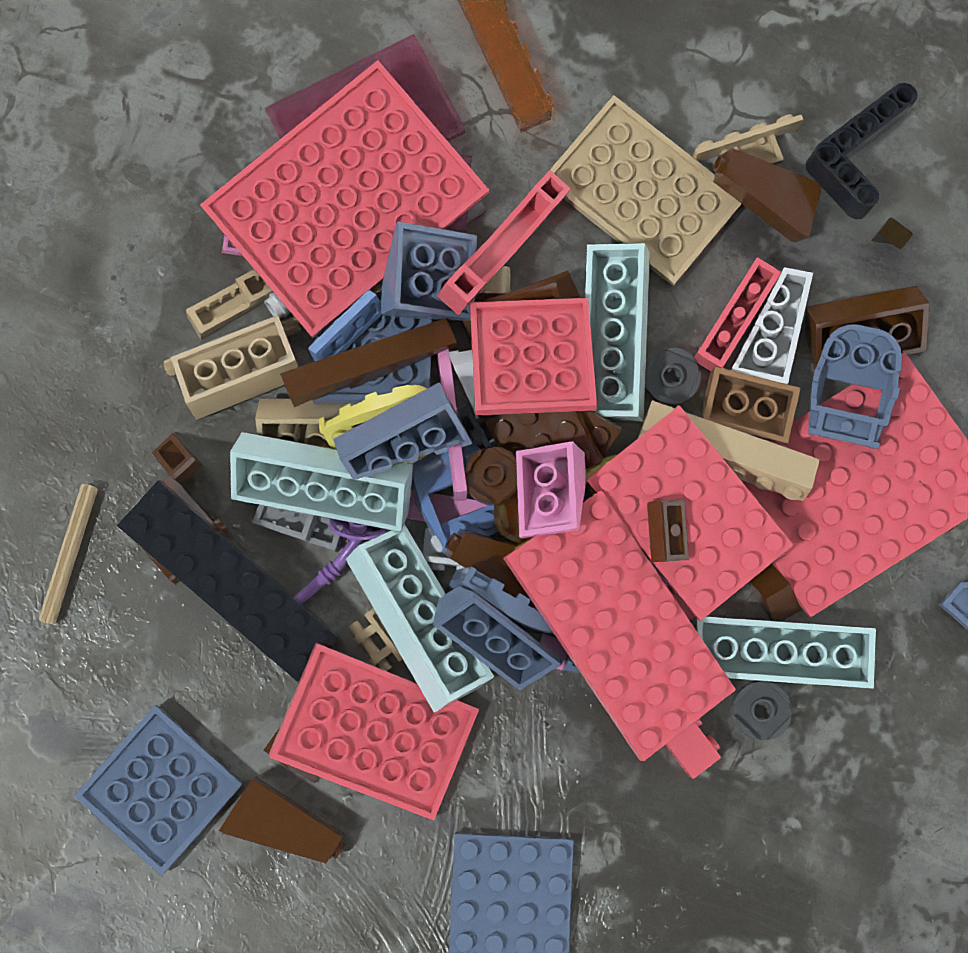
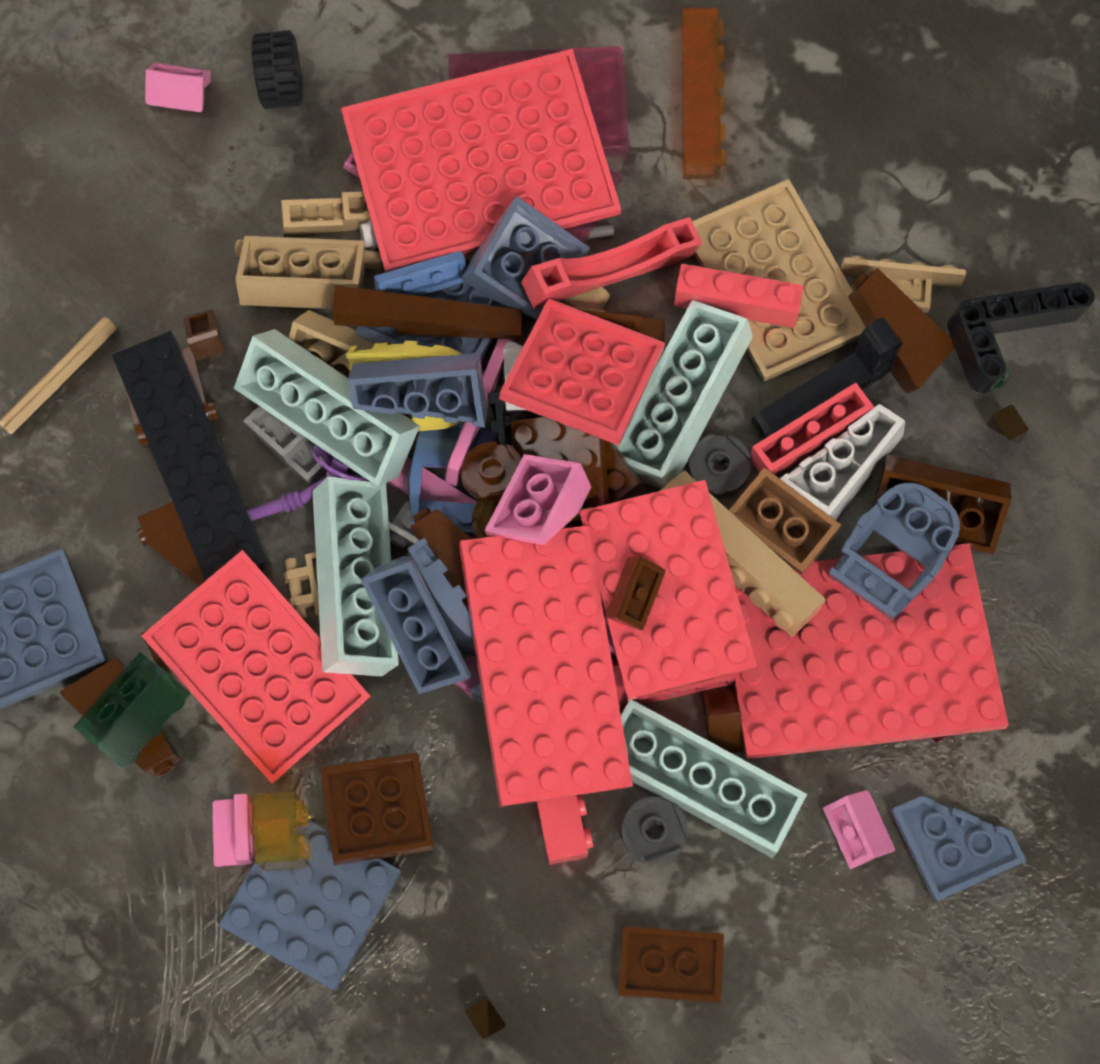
camera: 30 degrees right, 10 degrees down
(35, 243) = (176, 87): none -> bright pink panel
(122, 191) = (277, 69): none -> black tyre
(240, 655) = (167, 538): none -> reddish brown slope
(290, 821) = (132, 710): none -> clear green slope
(420, 873) = (233, 831): none -> bright pink panel
(467, 863) = (280, 831): none -> clear yellow brick
(531, 801) = (376, 808): none -> reddish brown plate
(623, 222) = (740, 294): none -> coral brick
(699, 927) = (485, 1018): none -> dark brown slope
(733, 267) = (868, 364): none -> black beam
(825, 812) = (671, 964): none -> reddish brown plate
(922, 632) = (858, 828): none -> bright pink panel

